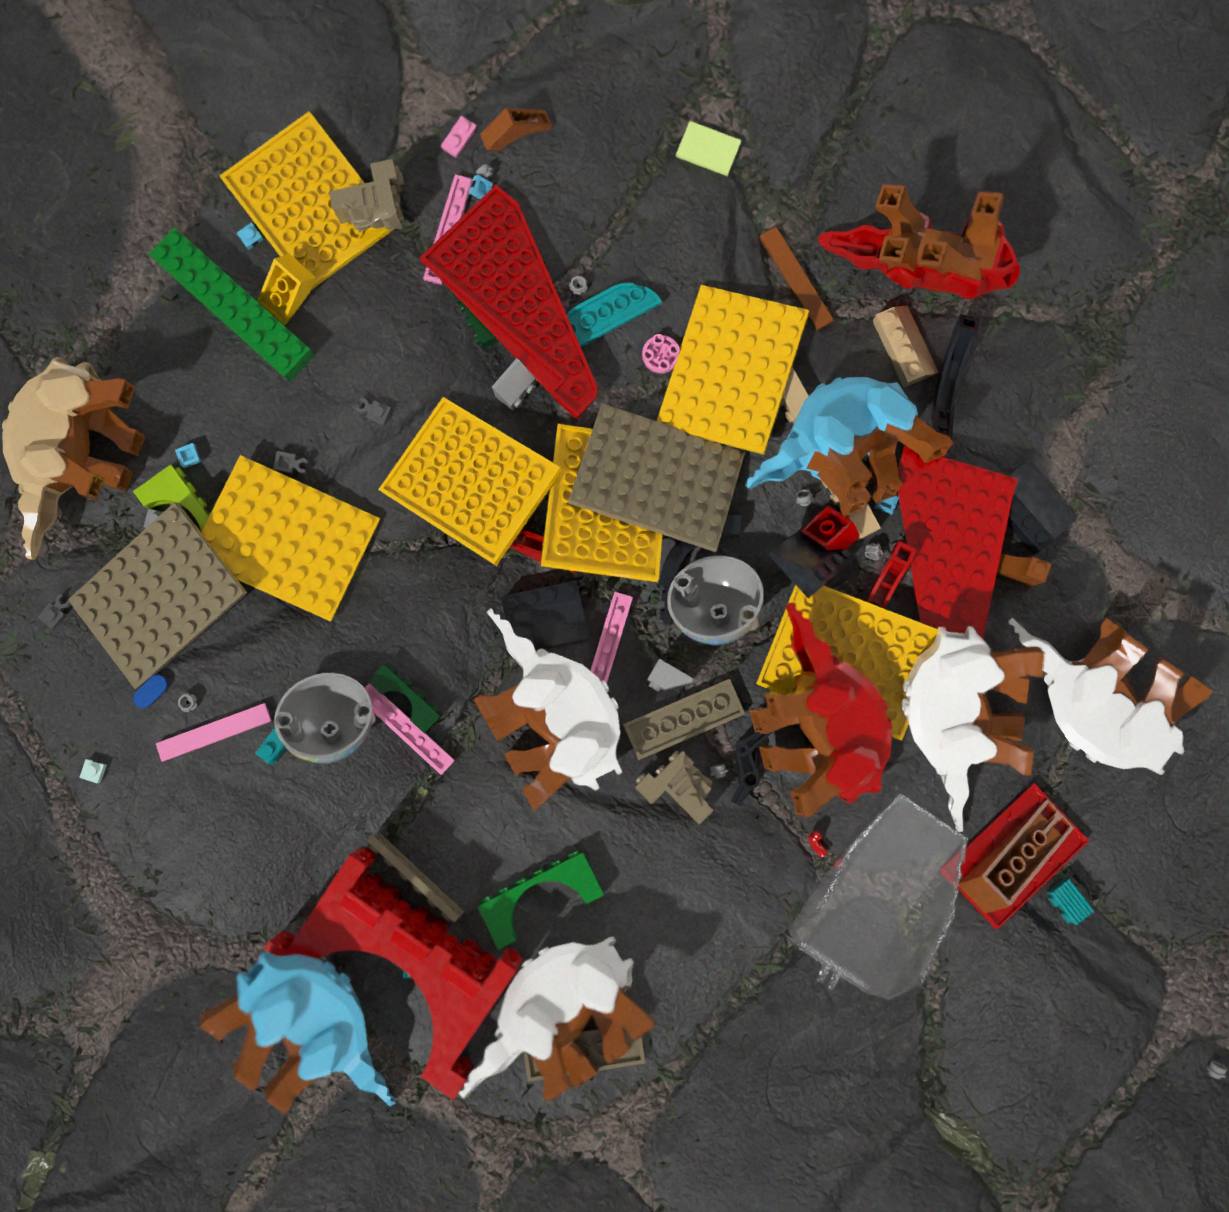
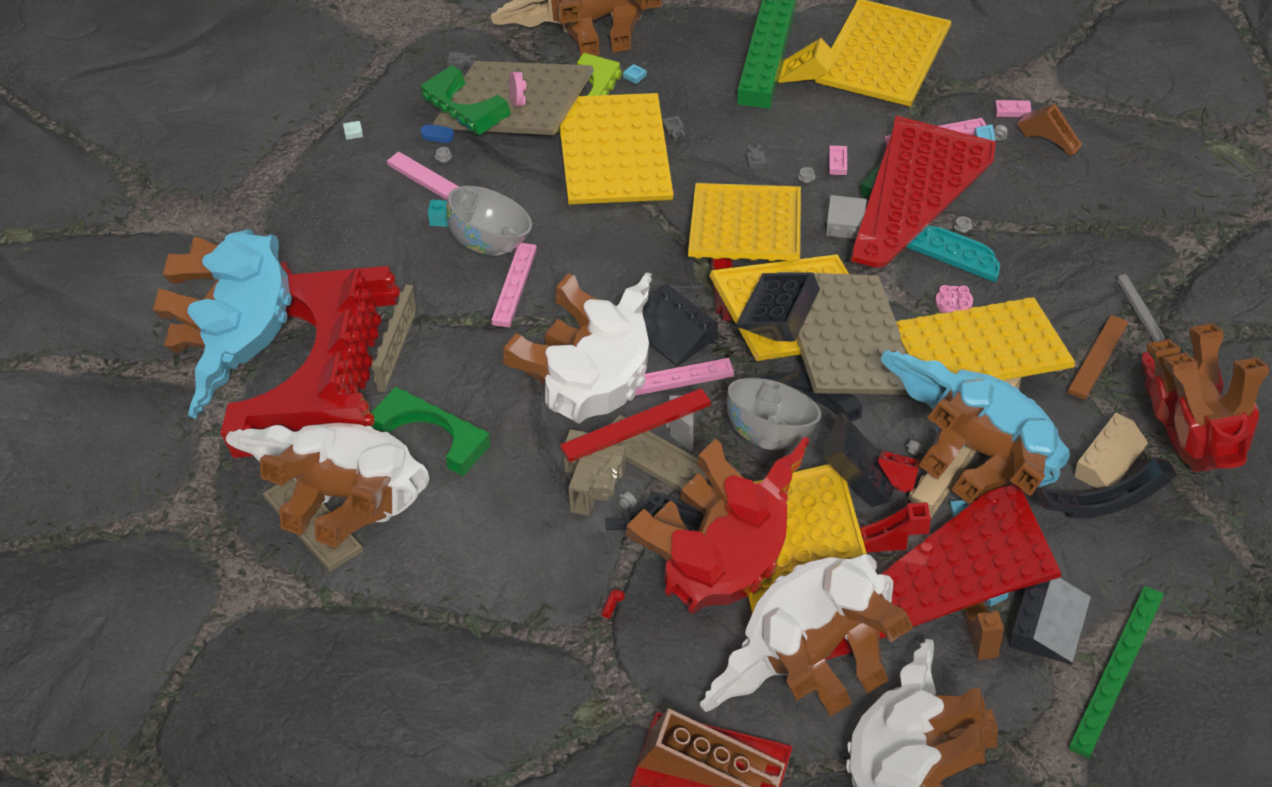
camera: 55 degrees right, 35 degrees down
(170, 597) = (516, 89): none -> bright pink tile
(173, 649) = (476, 116): none -> green arch
(250, 236) = (829, 35): medium azure plate -> none
(374, 202) = (916, 74): dark tan brick -> none
(423, 714) = (534, 287): dark green arch -> none
(428, 340) = (838, 160): none -> bright pink plate
(434, 381) = (806, 175): none -> light grey plate
(617, 528) = (779, 305): none -> black slope
(667, 729) = (635, 425): none -> red tile
(708, 148) = (1150, 252): yellowish green tile -> none
(766, 205) = (1140, 308): none -> light grey axle
(885, 902) = (593, 647): clear windscreen -> none
(1103, 489) = (1116, 672): none -> green plate

